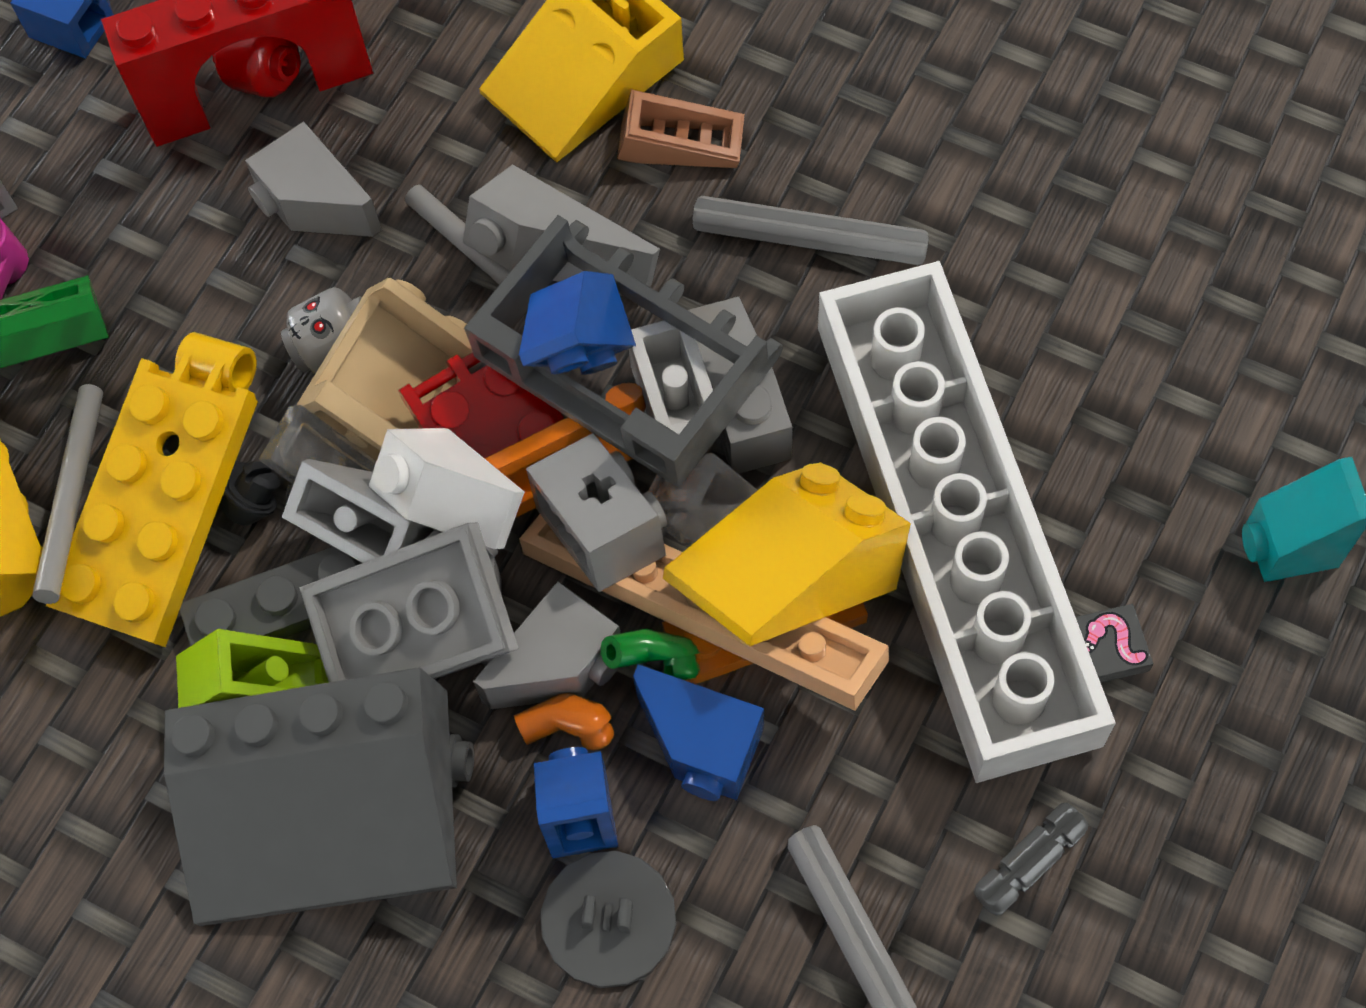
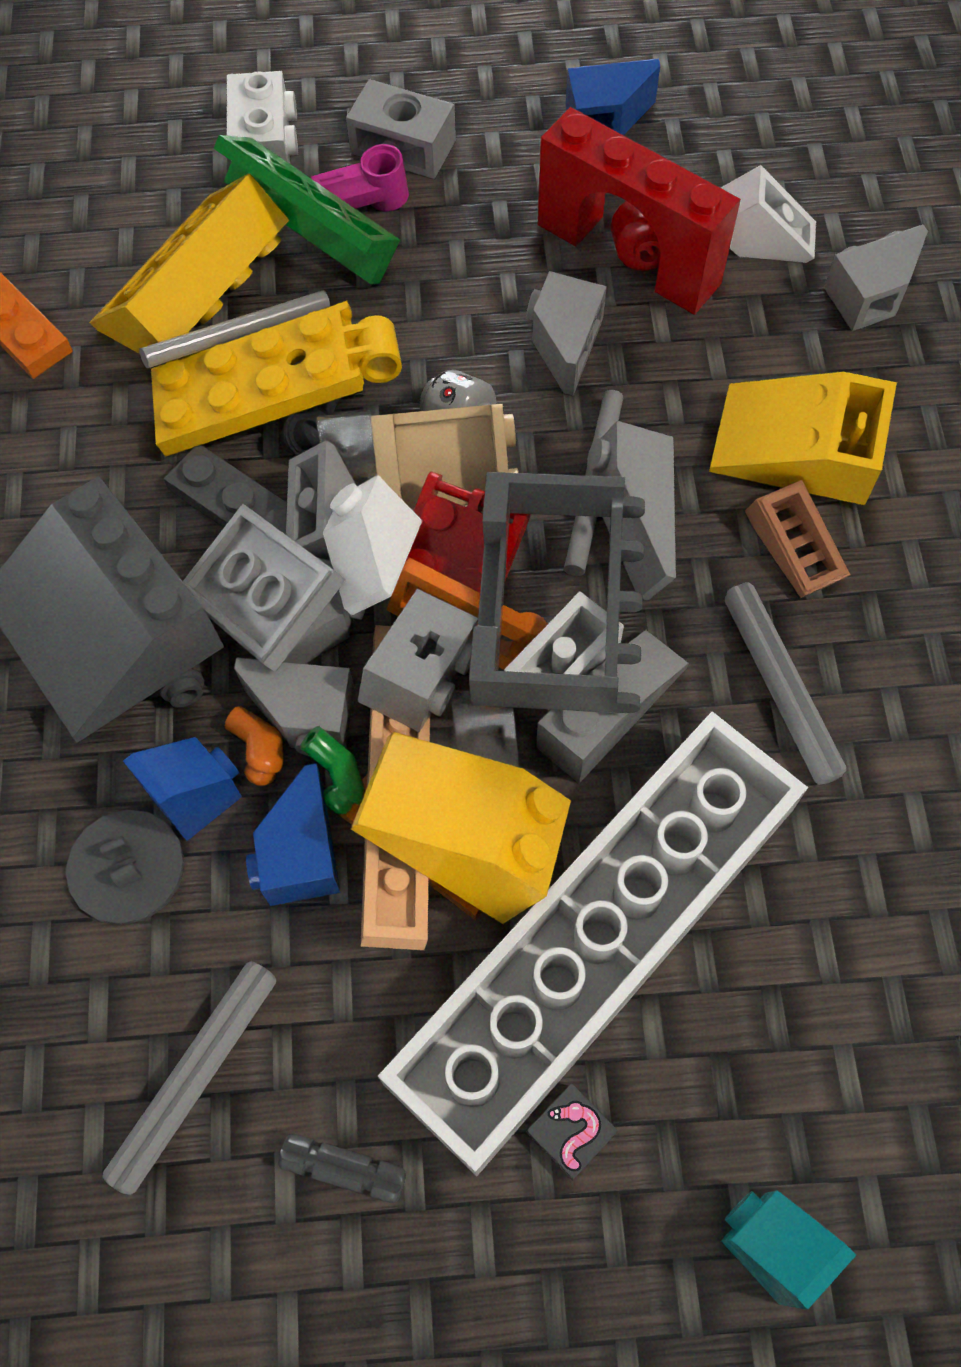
camera: 55 degrees right, 0 degrees up
(244, 665) = (166, 516): lime slope -> none
(576, 325) = (548, 544): blue slope -> none

